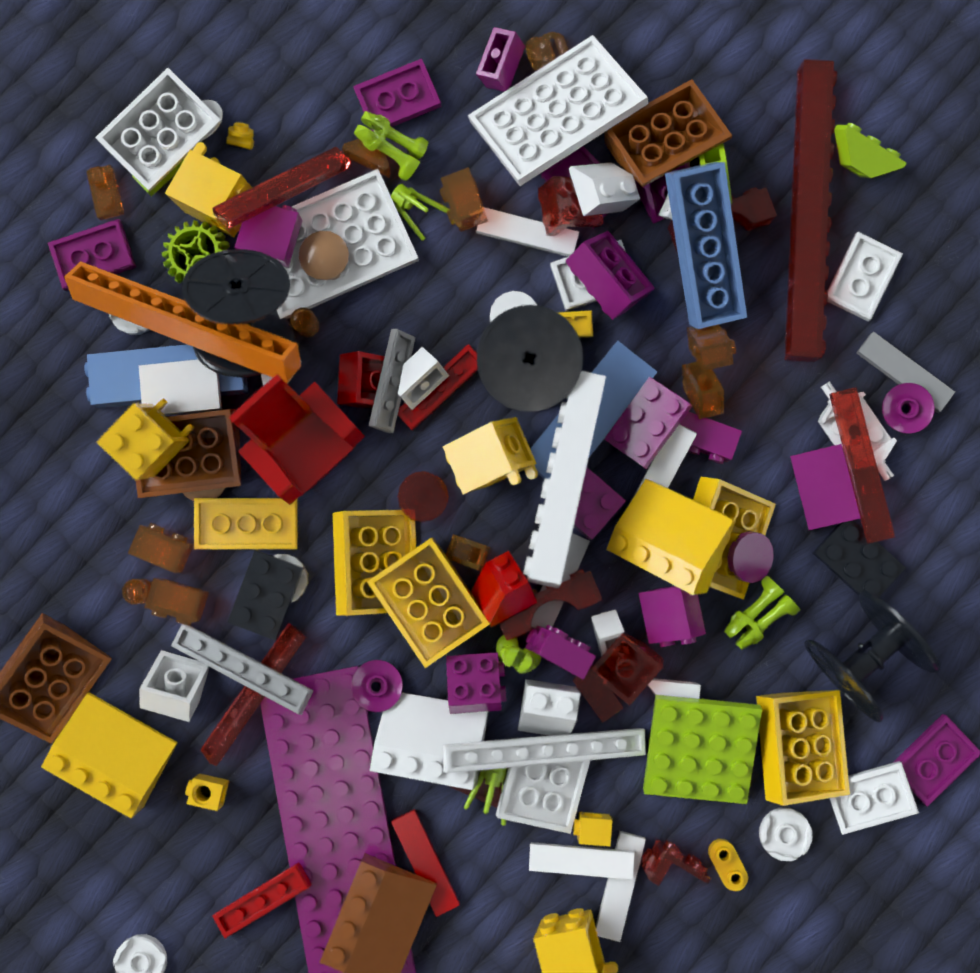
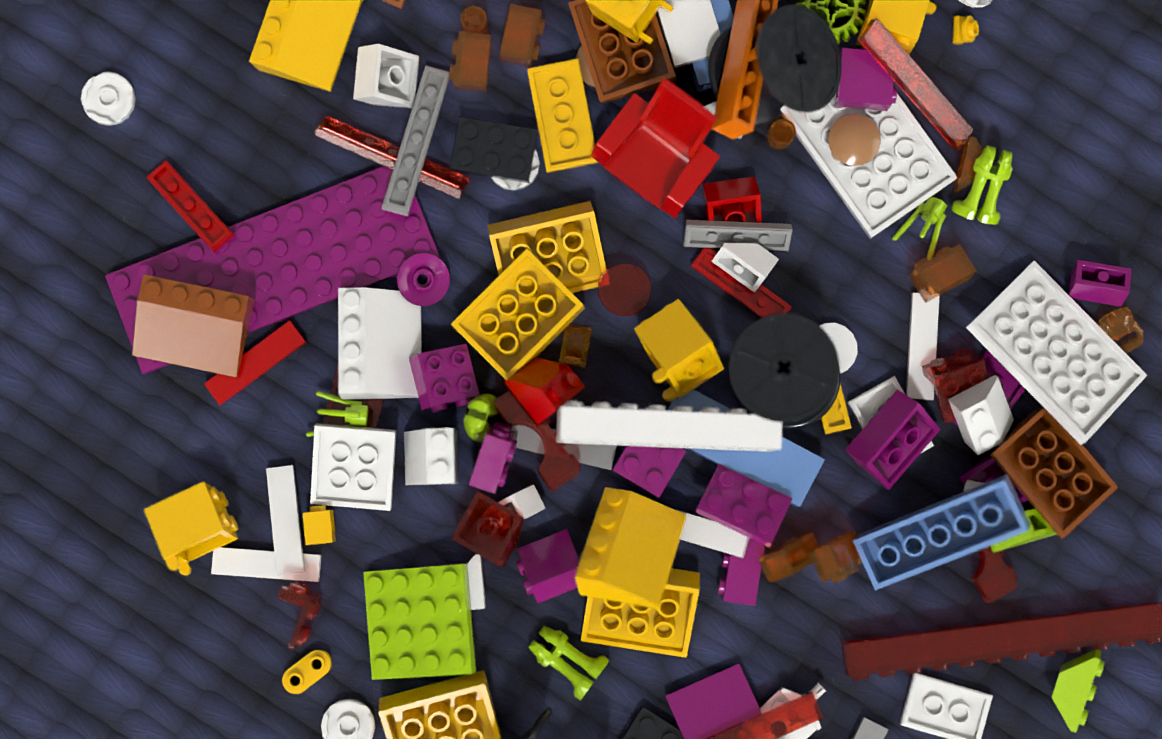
camera: 75 degrees right, 0 degrees up
(217, 787) = (291, 141): yellow brick -> none
(399, 93) = (1041, 184): magenta plate -> none
(543, 750) = (390, 460): white tile -> none
(598, 696) = (453, 507): clear red plate -> none
(750, 557) = (625, 639): magenta tile -> none

